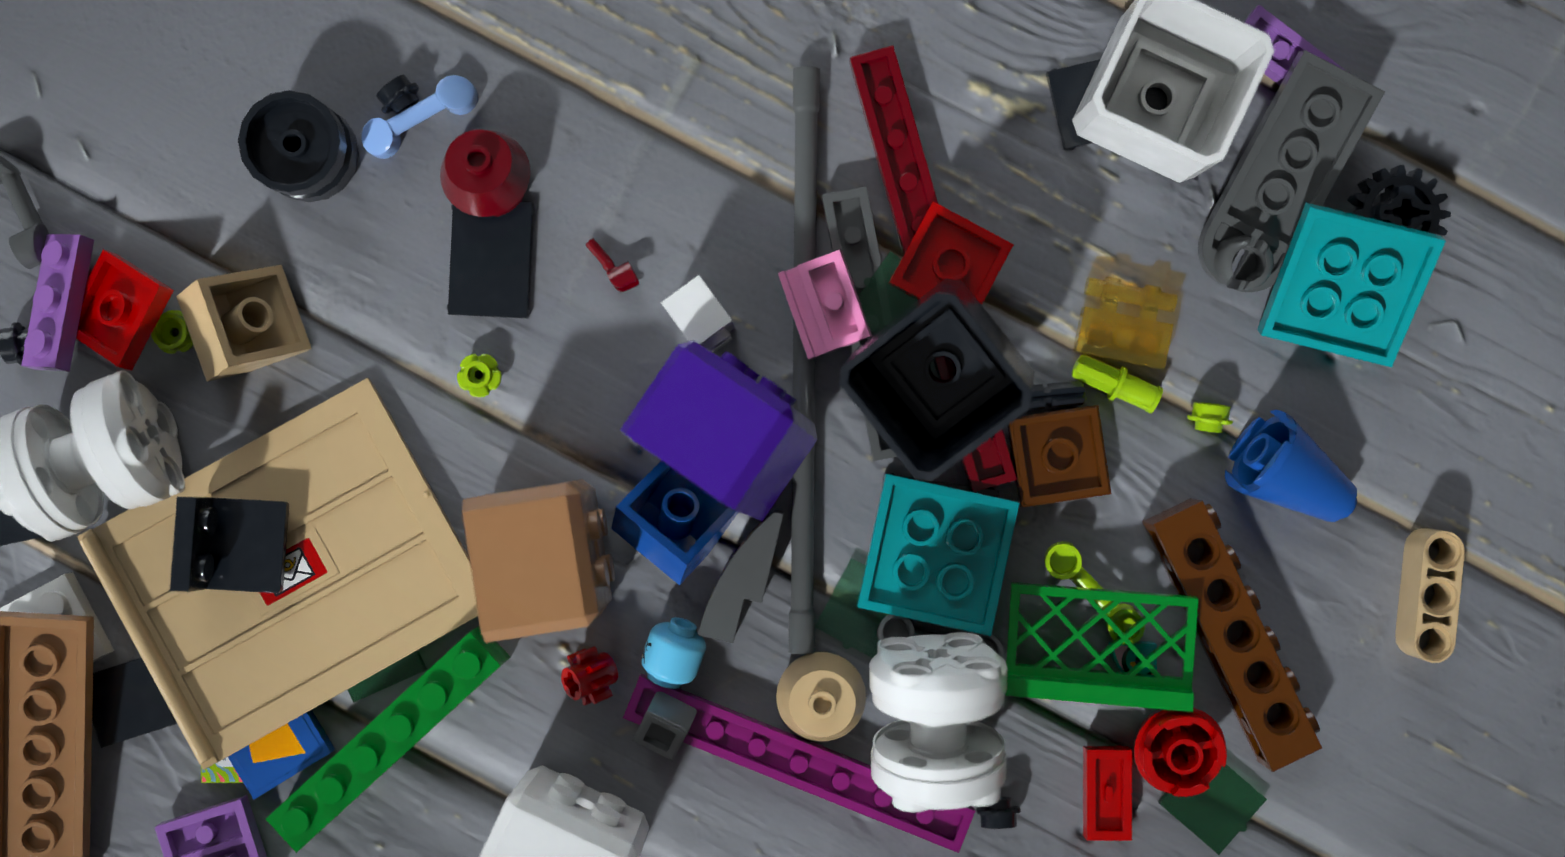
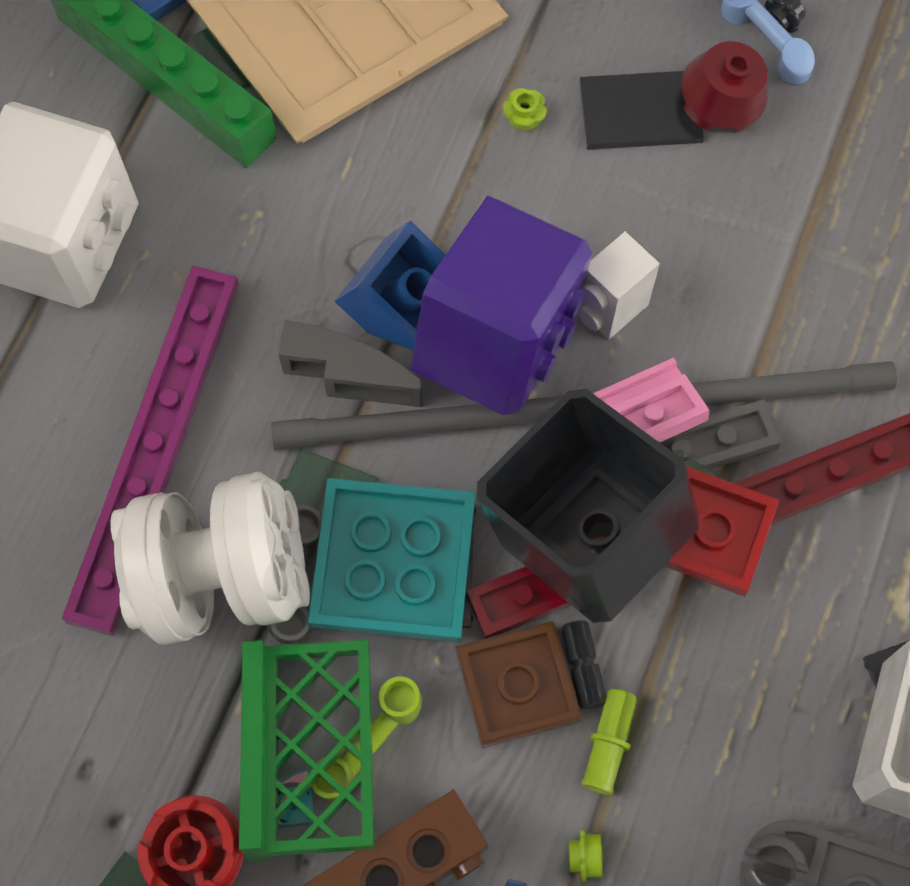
camera: 80 degrees right, 20 degrees down
(538, 559) = (352, 153): medium nougat plate -> none
(589, 676) = (233, 230): red gear -> none
(622, 276) = (643, 220): dark red hand -> none
(665, 725) = (187, 302): dark grey slope -> none
(673, 653) = (261, 306): medium azure head -> none
(821, 696) = (223, 448): tan cone -> none
(999, 815) = (107, 661): black plate -> none
(1107, 793) = (133, 782): red plate -> none
(1123, 336) = (663, 743): clear yellow plate -> none

